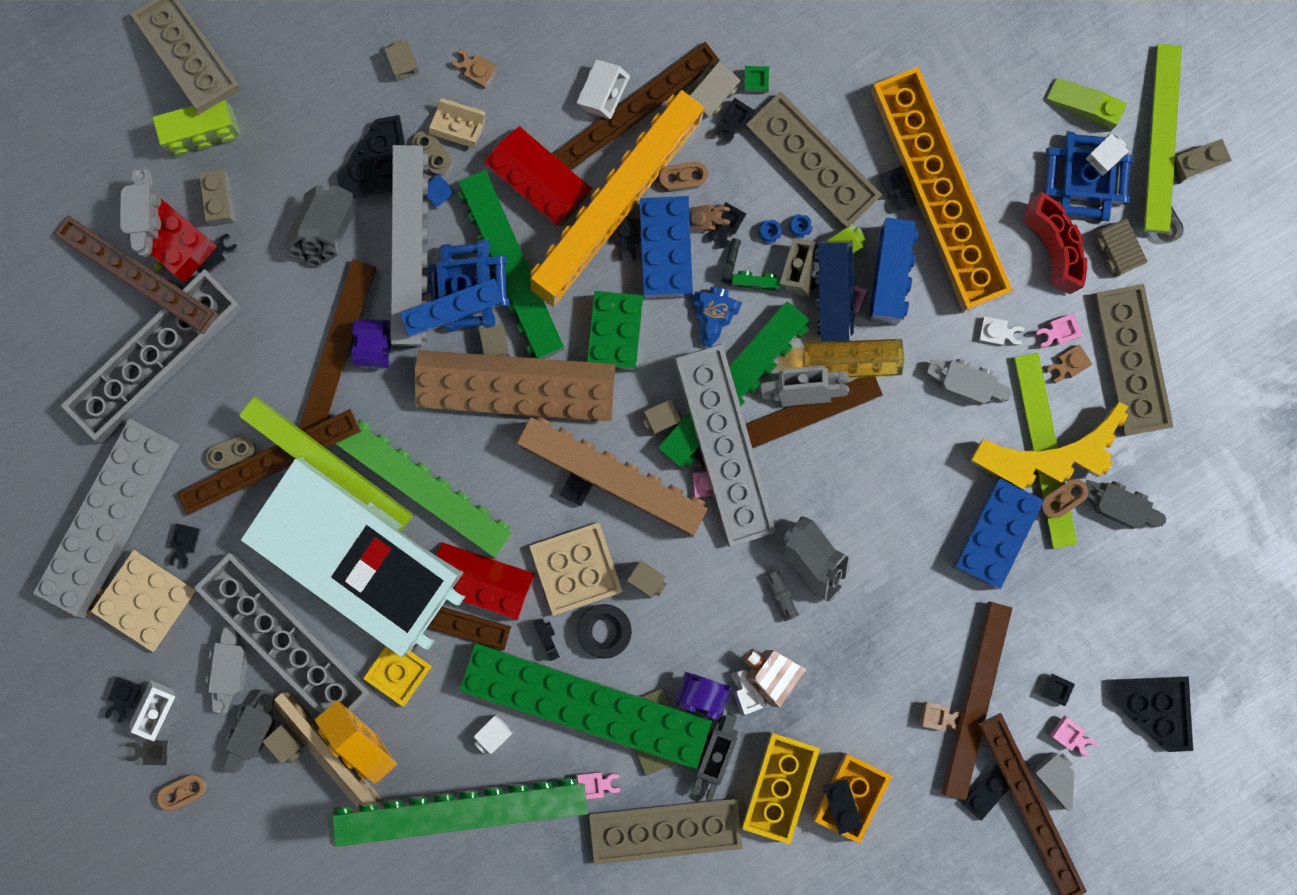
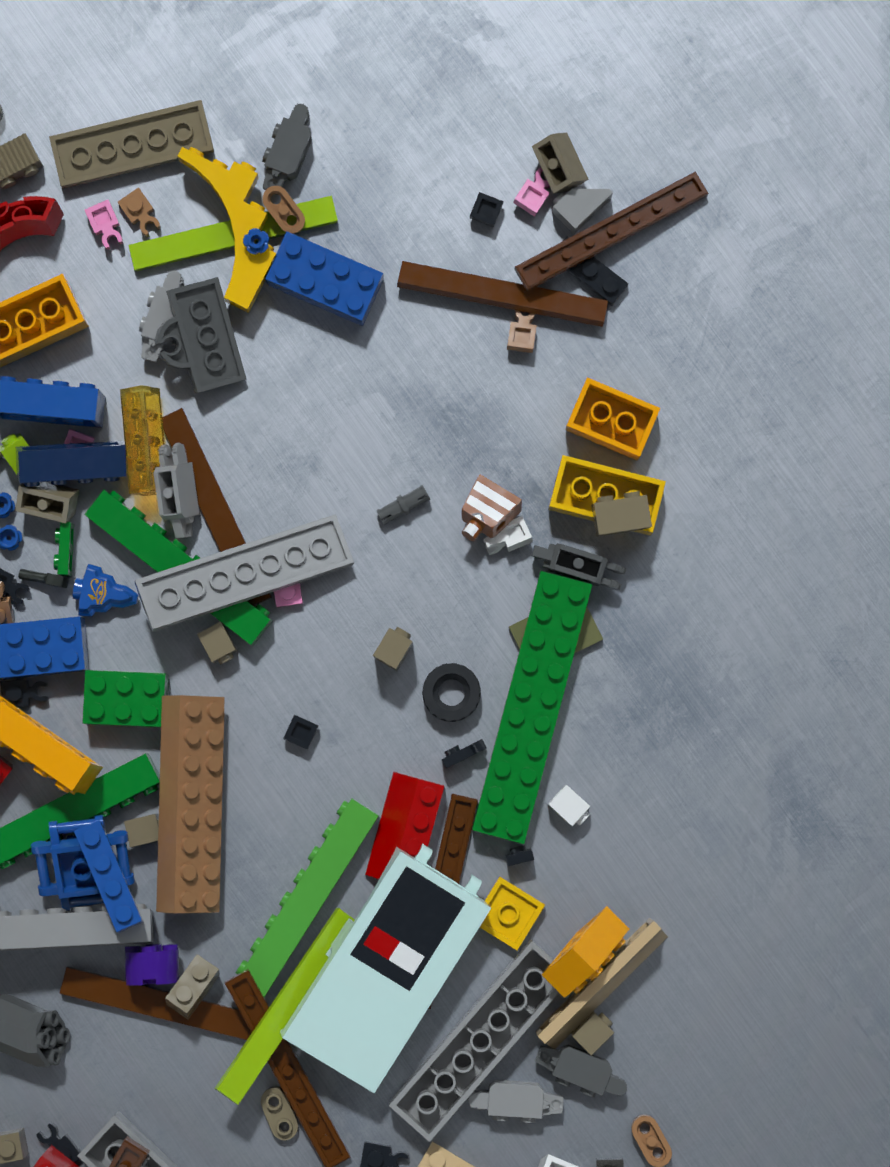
camera: 90 degrees left, 0 degrees up
(349, 379) = (192, 986): none -> dark tan brick
(450, 685) = (519, 855): none -> black plate
(457, 813) = (655, 838): green brick -> none
(576, 569) = (386, 726): tan plate -> none
(595, 784) = (616, 695): bright pink plate -> none
(611, 476) = (284, 692): medium nougat brick -> none
(665, 831) = (660, 615): dark tan plate -> none
(703, 694) = (512, 581): dark purple brick -> none
(759, 800) = (621, 514): none -> dark tan brick
(815, 558) = (361, 470): dark grey brick -> none
(842, 806) = (621, 427): black plate -> none
(948, 416) = (201, 336): none -> dark grey plate
(996, 332) = (108, 290): white plate -> none
(1028, 471) = (261, 246): none -> blue plate
(1100, 762) = (560, 162): none -> dark tan brick
(1159, 708) = (500, 104): black plate -> none

